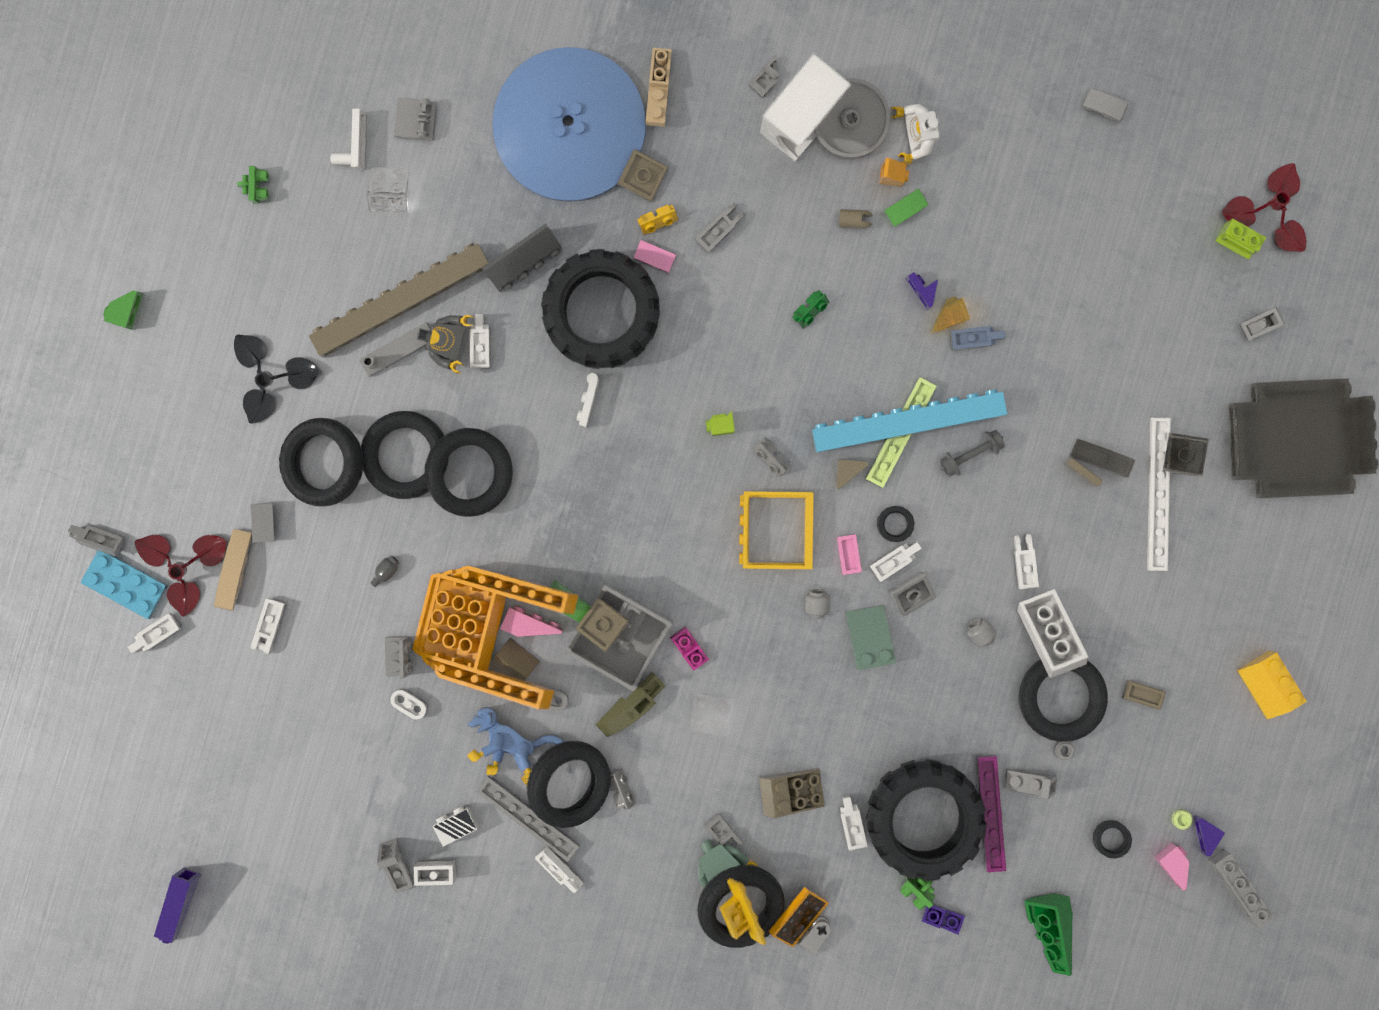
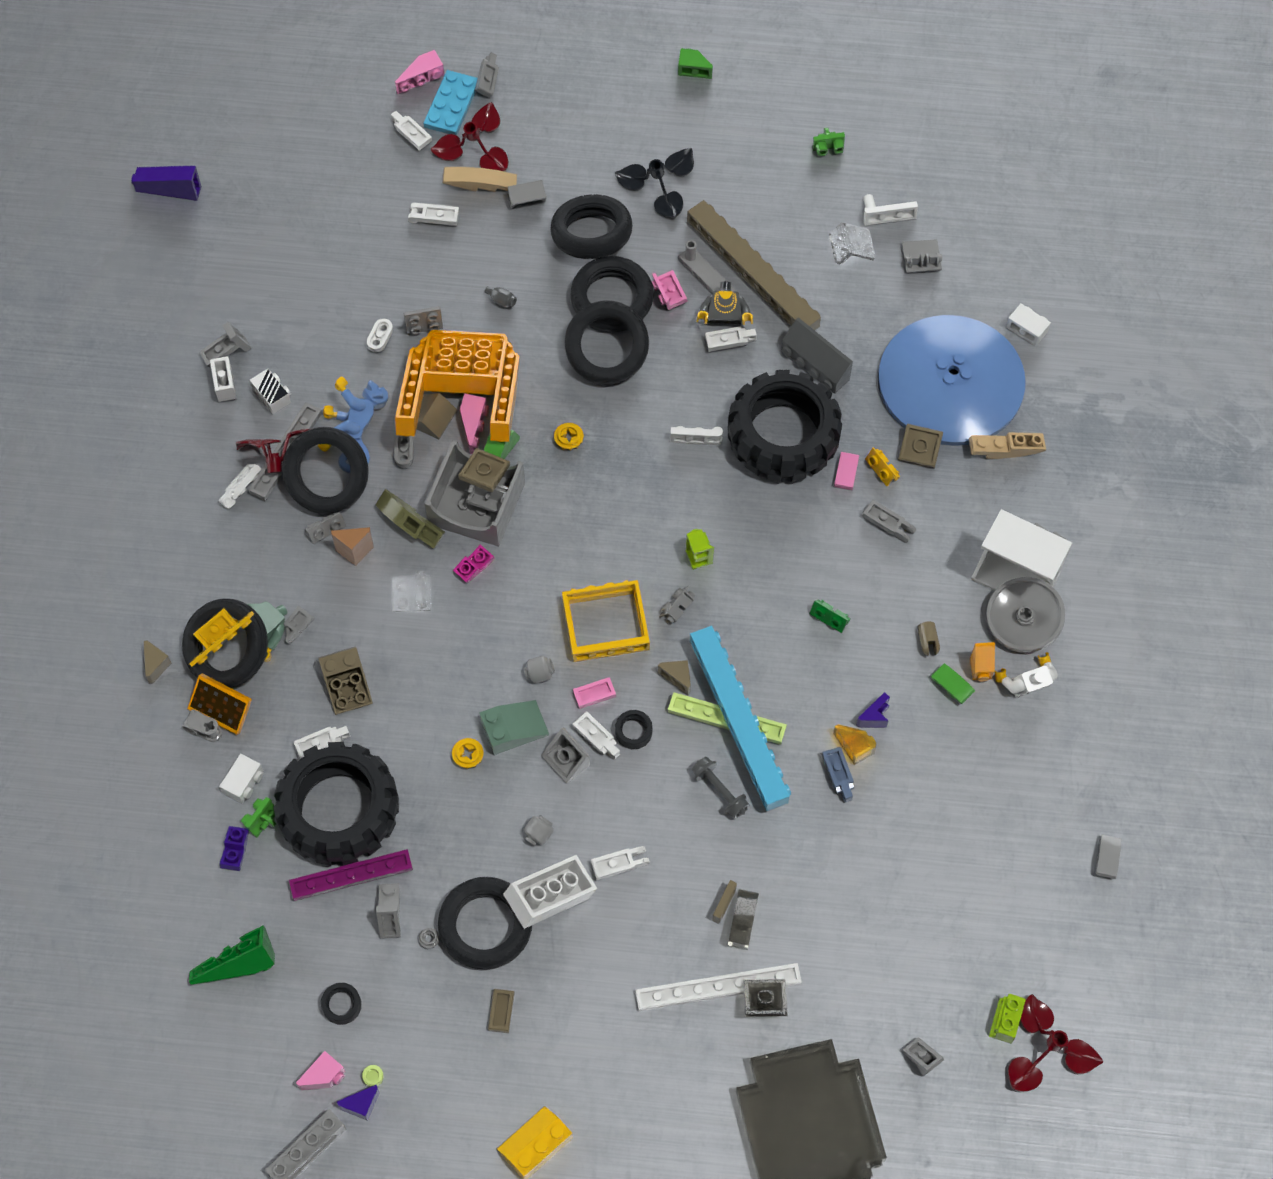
camera: 85 degrees right, 25 degrees down
(76, 608) = (422, 70): none -> bright pink slope
(409, 393) = (670, 290): none -> bright pink bracket
(521, 28) = (1028, 324): none -> white brick
(540, 836) = (273, 461): none -> dark red plant
(557, 535) = (575, 432): none -> yellow gear
(653, 767) = (353, 543): none -> medium nougat slope
(739, 974) = (155, 662): none -> dark tan slope
(877, 904) = (242, 778): none -> white brick
(897, 690) = (470, 745): none -> yellow gear

